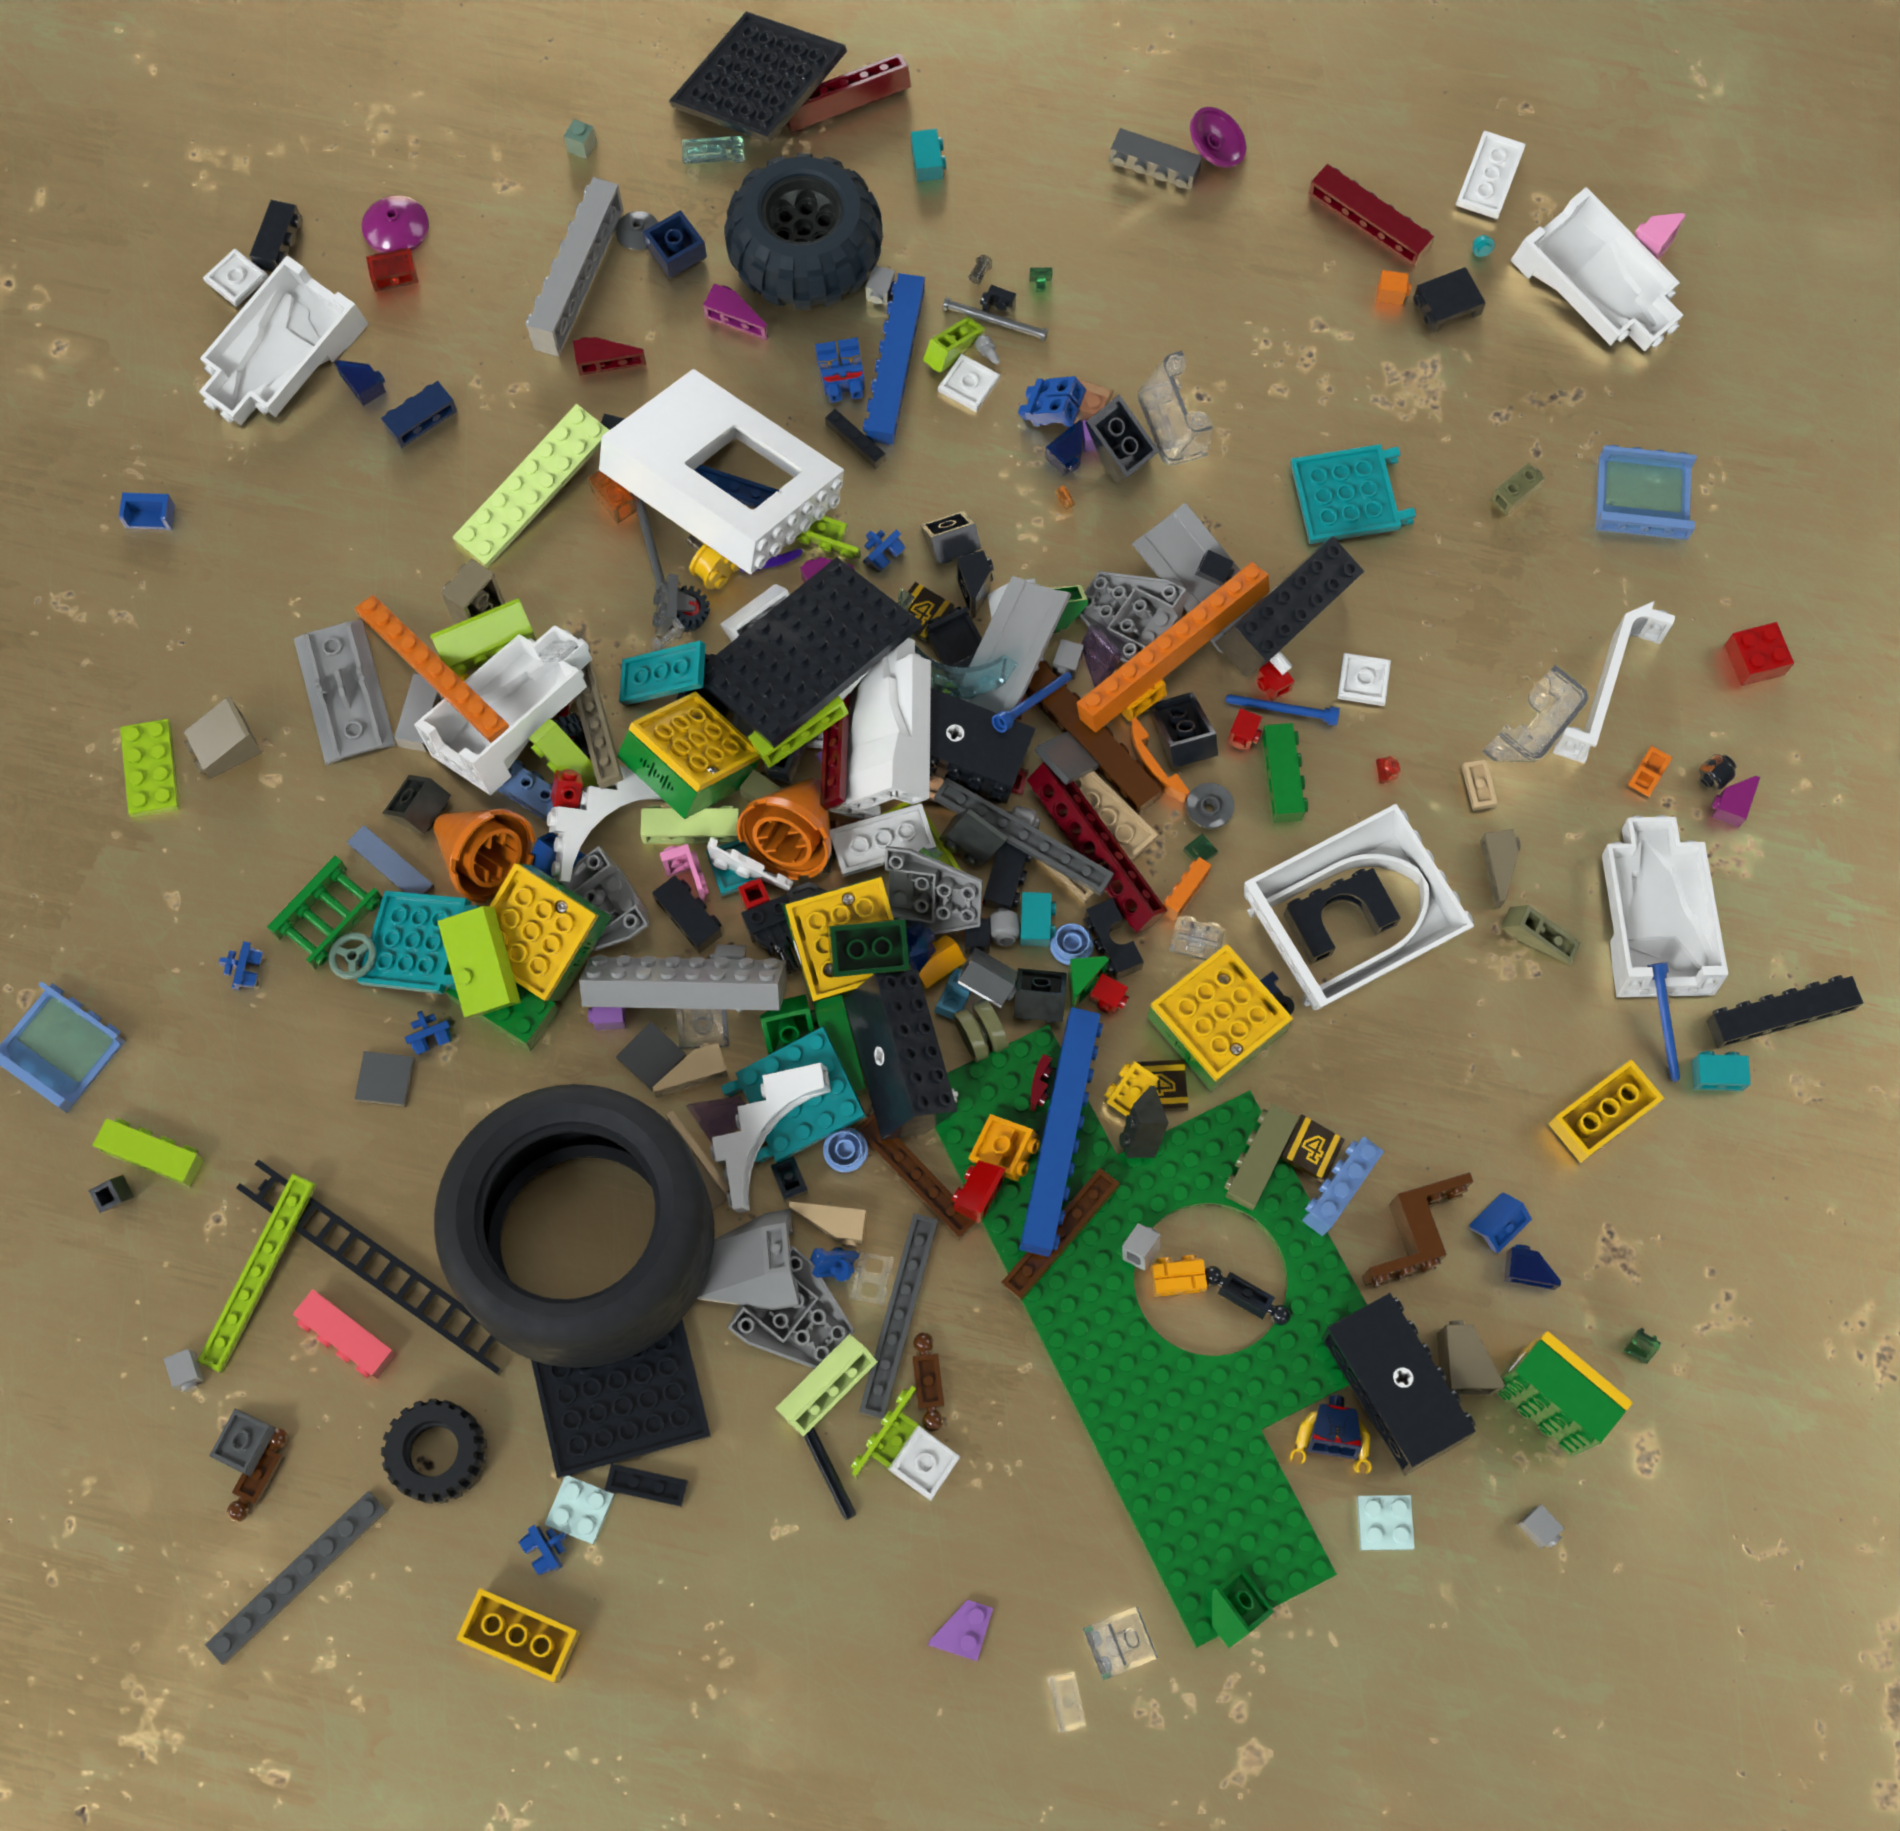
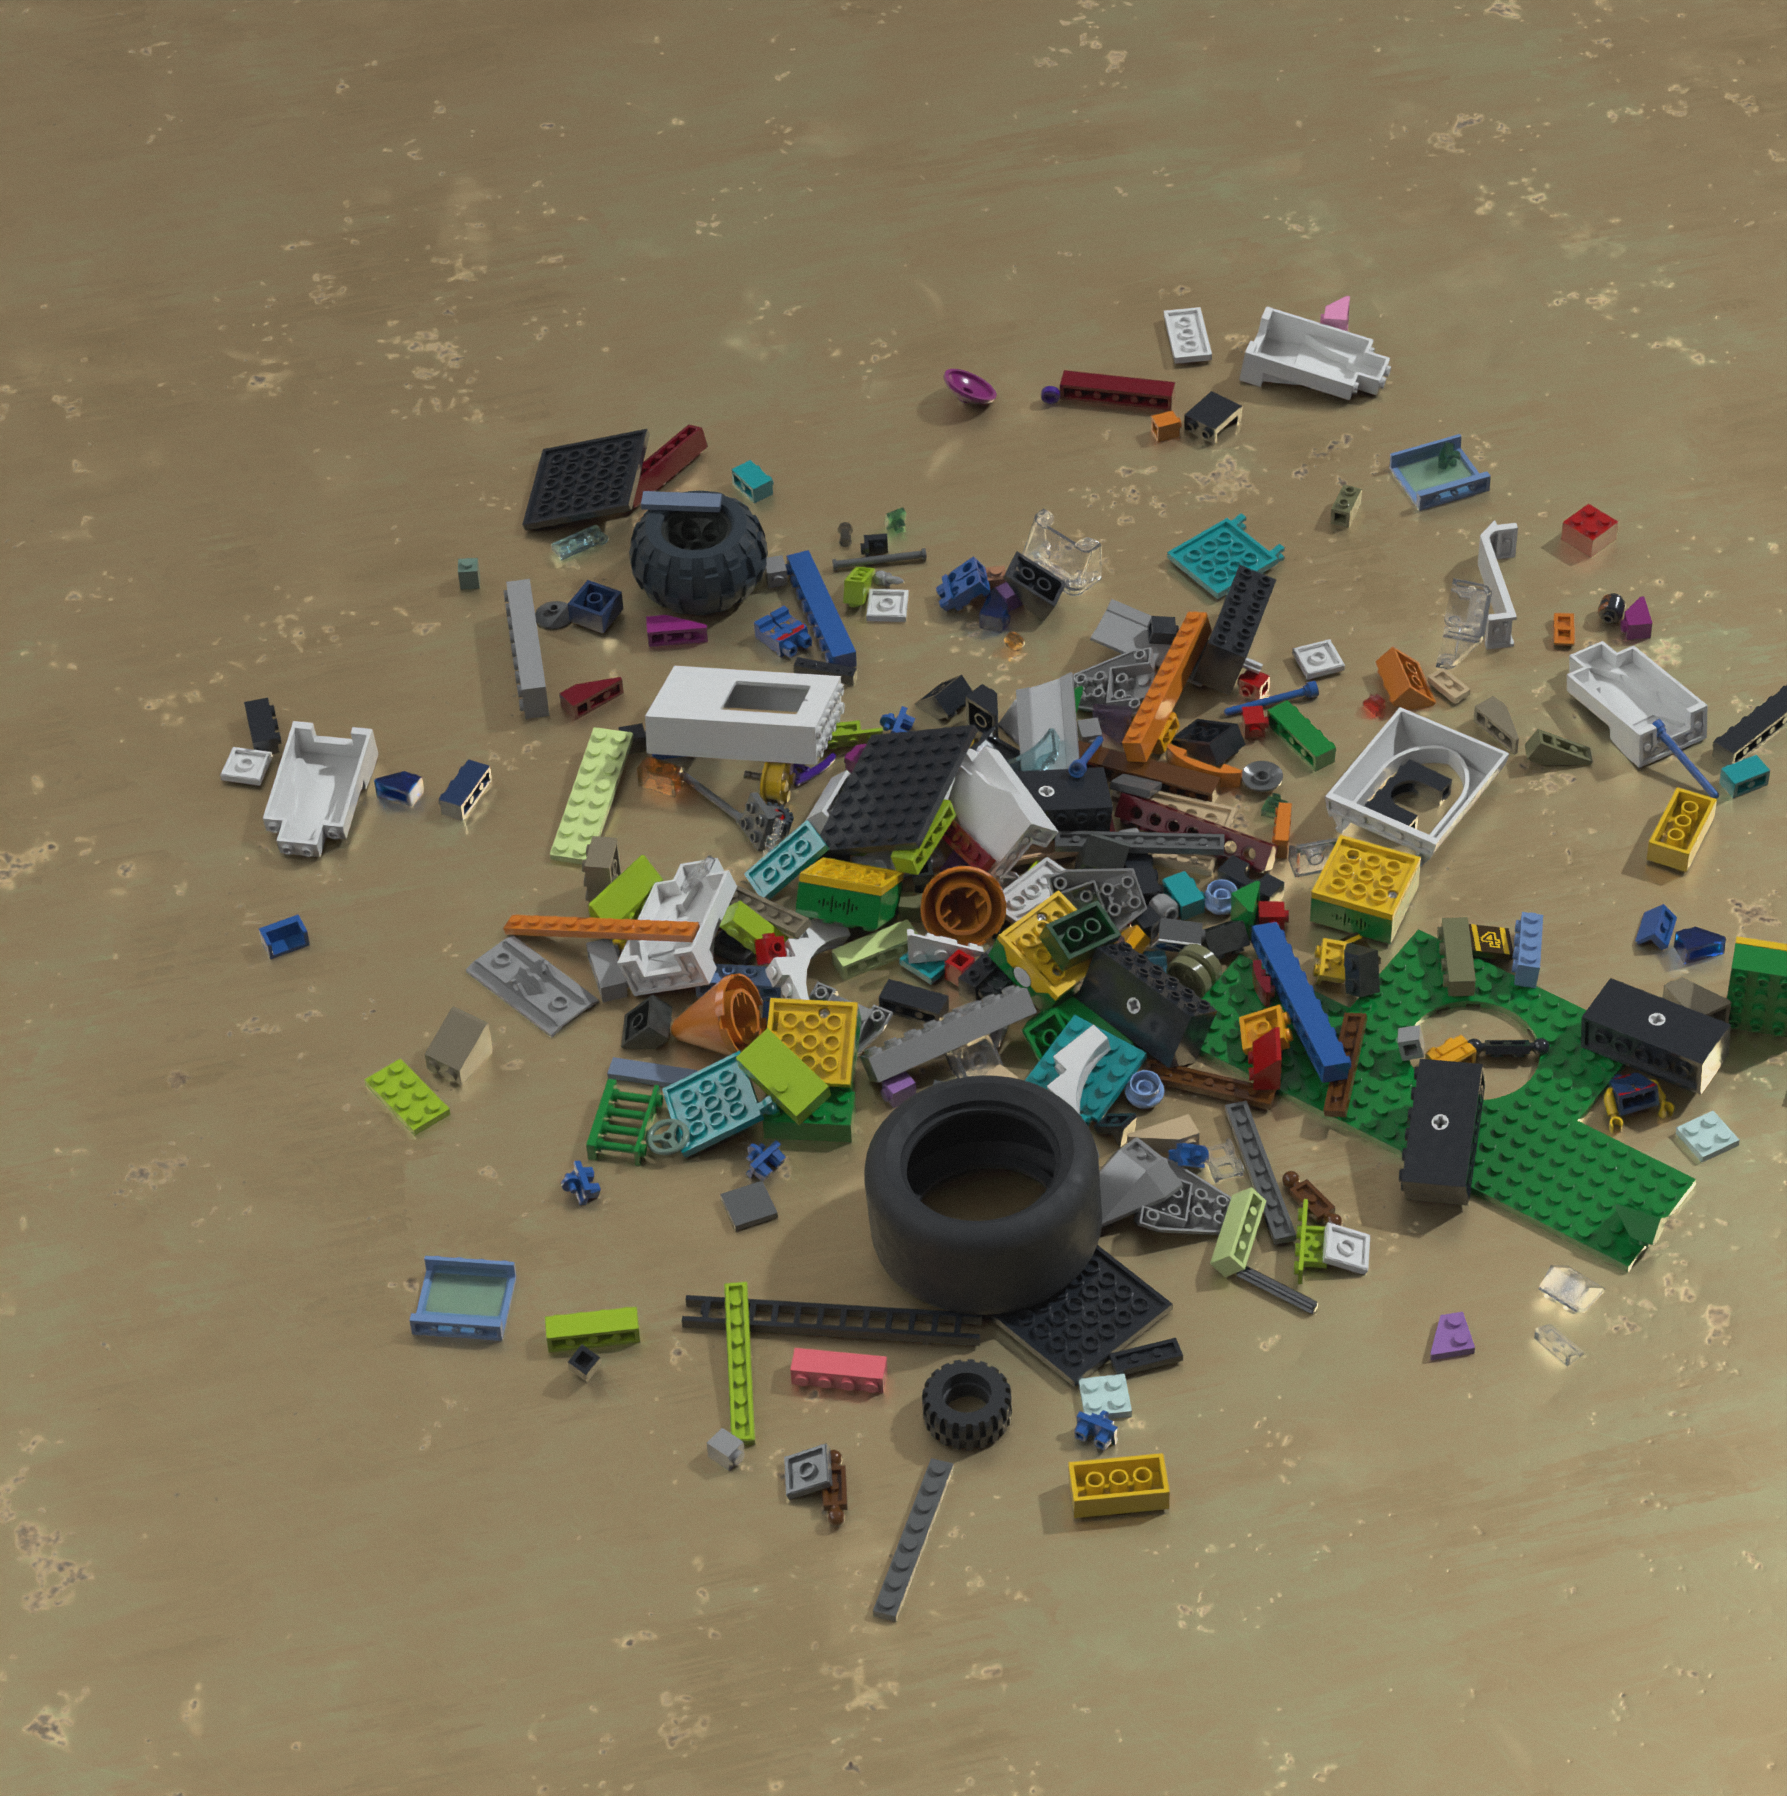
camera: 25 degrees left, 25 degrees down
(389, 233) = (353, 686): magenta dish -> none
(392, 269) = (375, 710): clear red brick -> none
(679, 860) = (894, 966): bright pink bracket -> none
(802, 170) = (681, 501): none -> sand blue tile
(1071, 1419) = (1443, 1131): none -> black piece
(1155, 159) = (930, 418): dark grey brick -> none
(1297, 186) = (1050, 394): none -> dark purple tile
(1418, 1230) = (1600, 949): reddish brown bracket -> none
(1436, 756) = (1404, 680): none -> orange slope
(1483, 246) = (1213, 377): teal plate -> none
(1667, 477) = (1446, 456): none -> clear green tile

